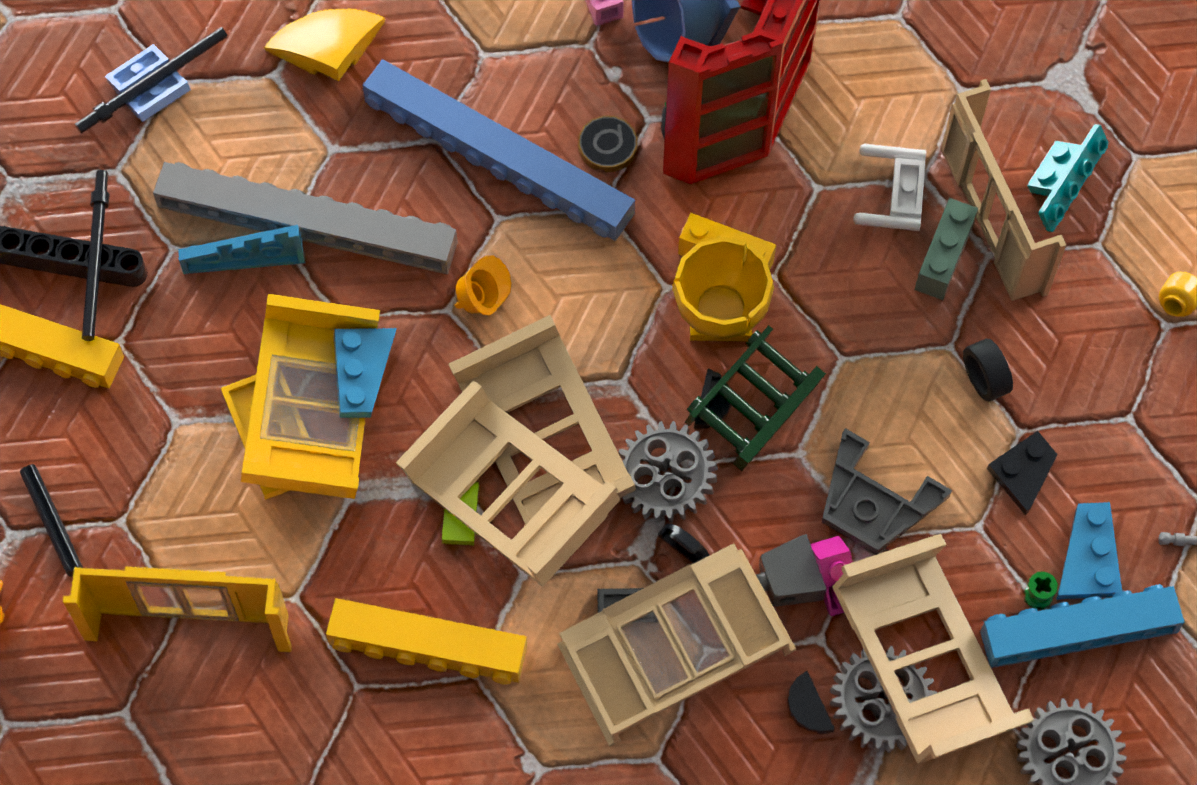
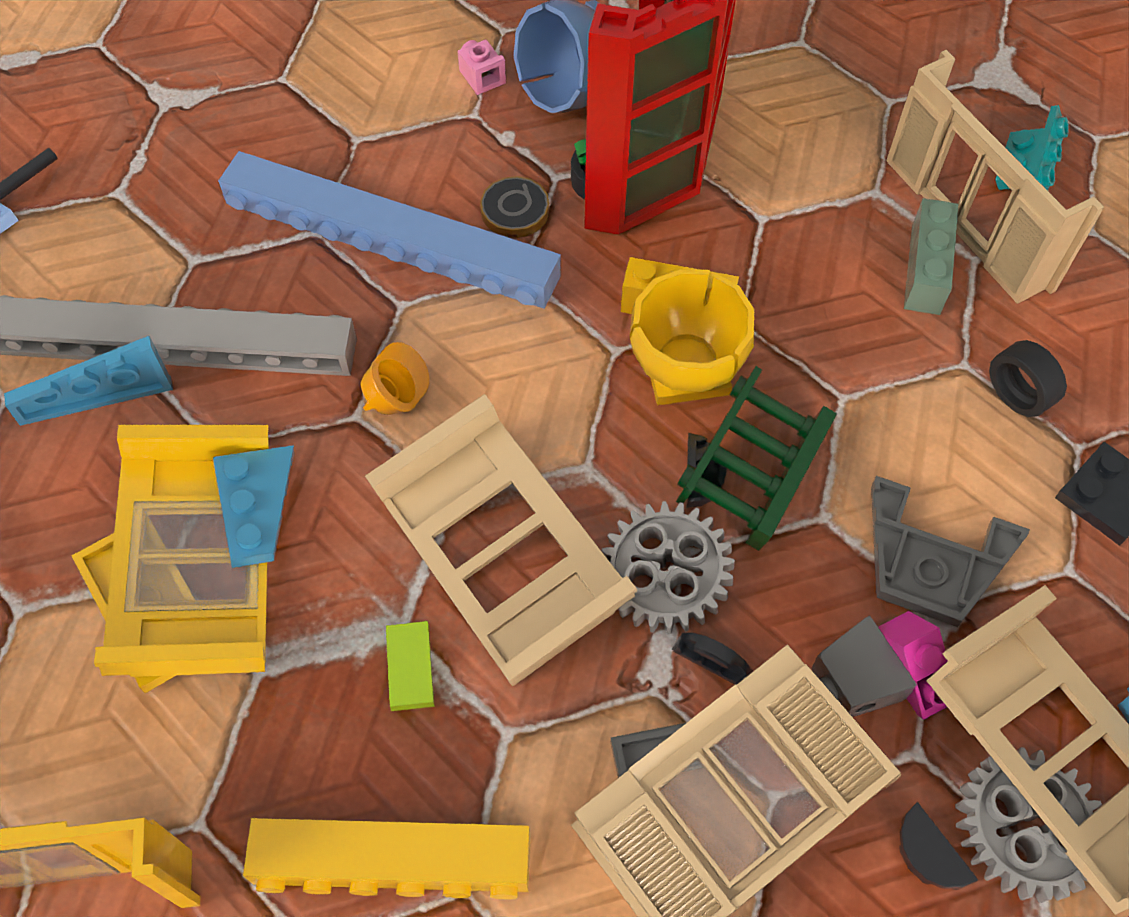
camera: 10 degrees left, 5 degrees down
(326, 40) = (174, 148): yellow brick -> none
(466, 443) = (402, 575): tan piece -> none
(906, 188) = (864, 202): white plate -> none

